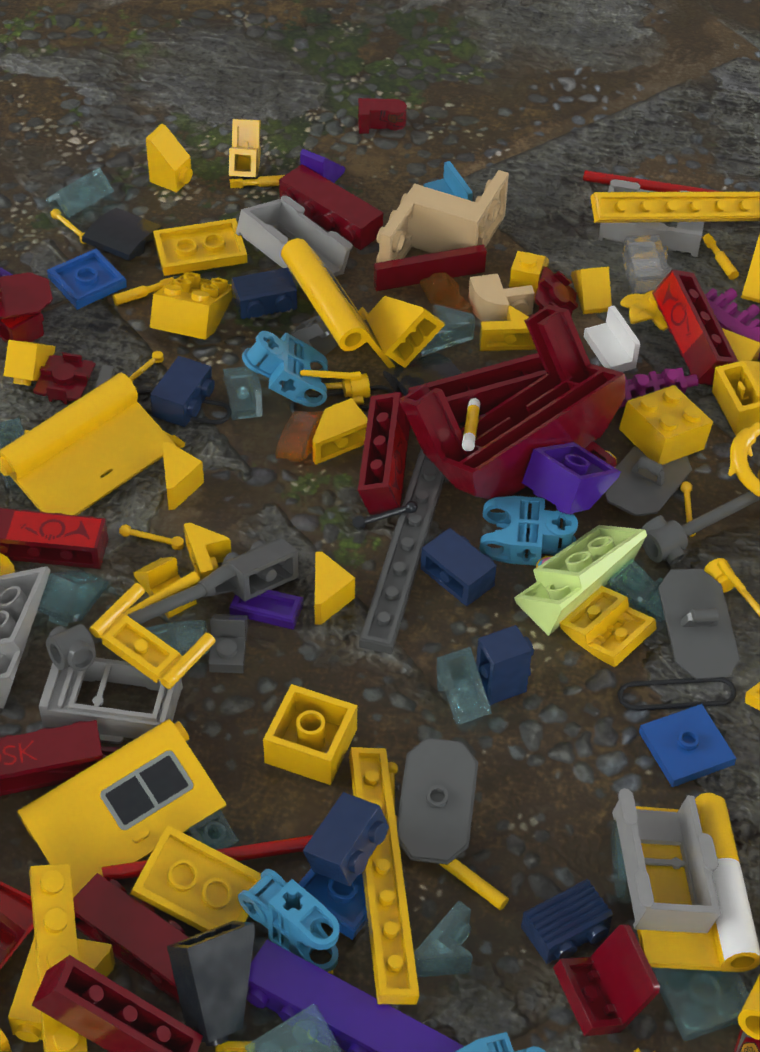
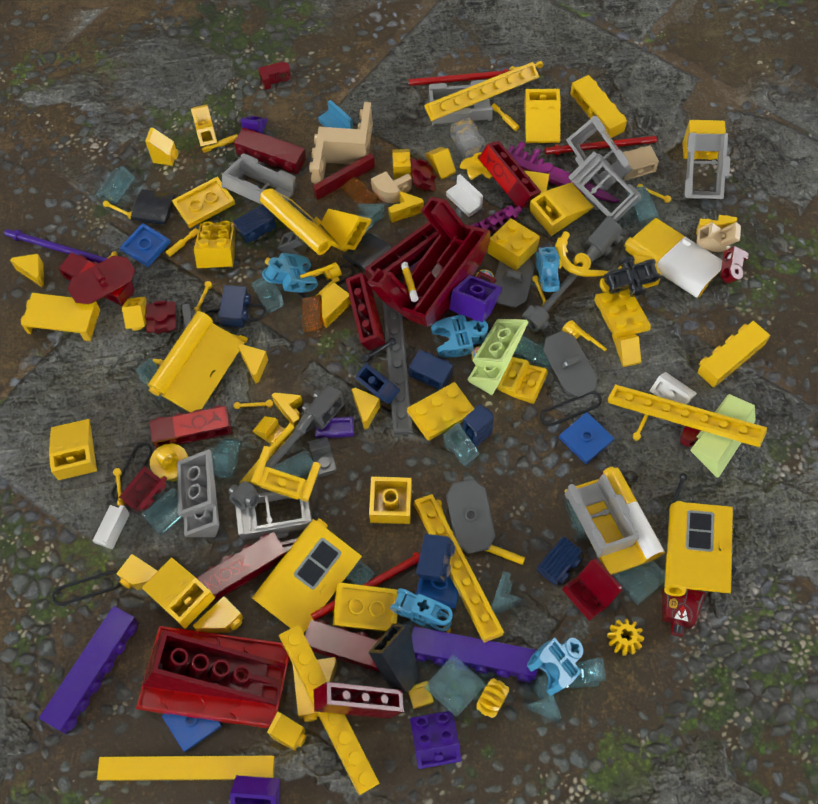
camera: 15 degrees left, 15 degrees up
(361, 556) = (377, 383): none -> dark blue brick
(445, 627) = (440, 411): none -> yellow plate
(710, 470) = (547, 264): none -> dark azure piece

